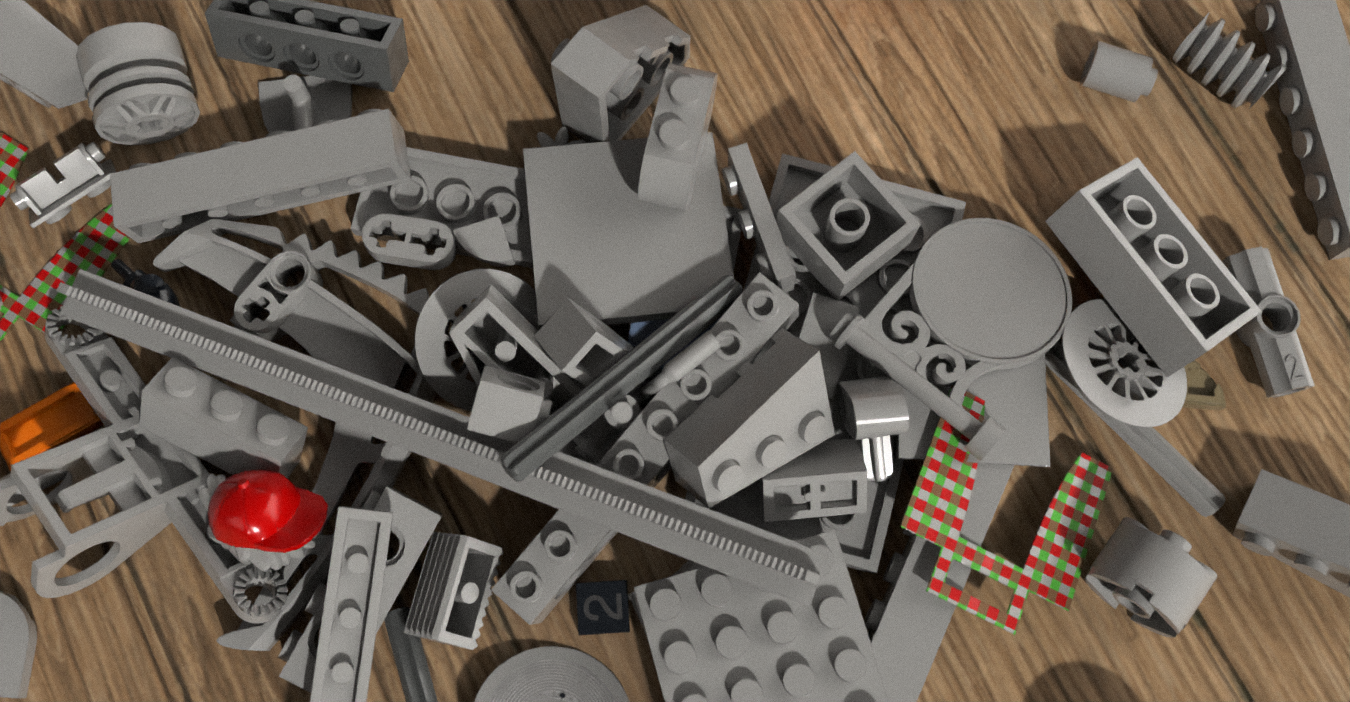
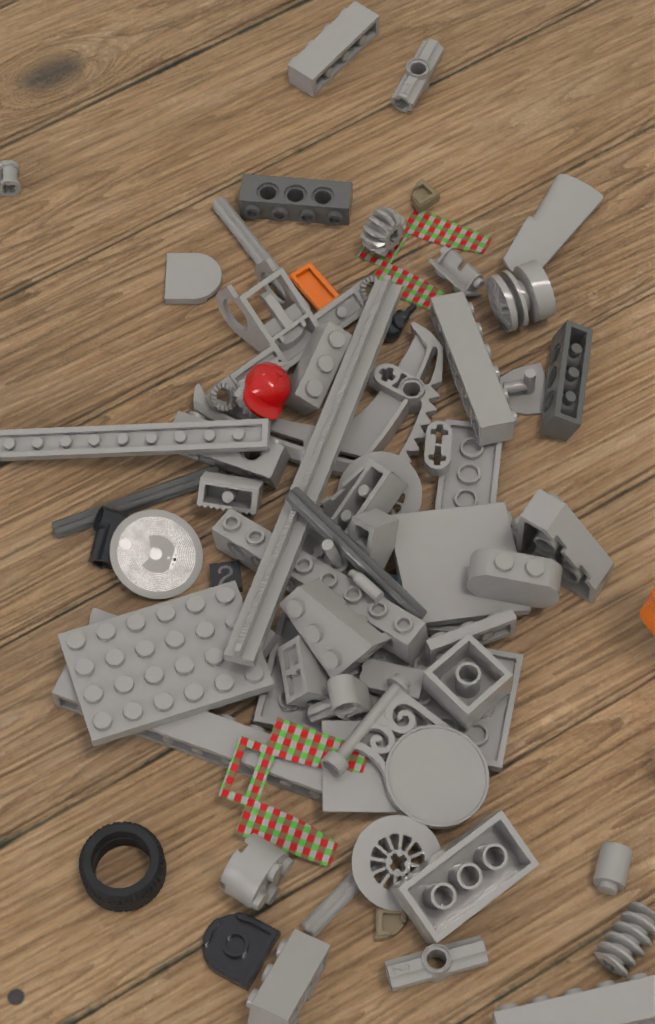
camera: 90 degrees right, 15 degrees down
(486, 242) = (442, 489): light grey tile -> none
(508, 405) = (332, 492): light grey brick -> none
(1244, 617) = (238, 947): none -> black tile

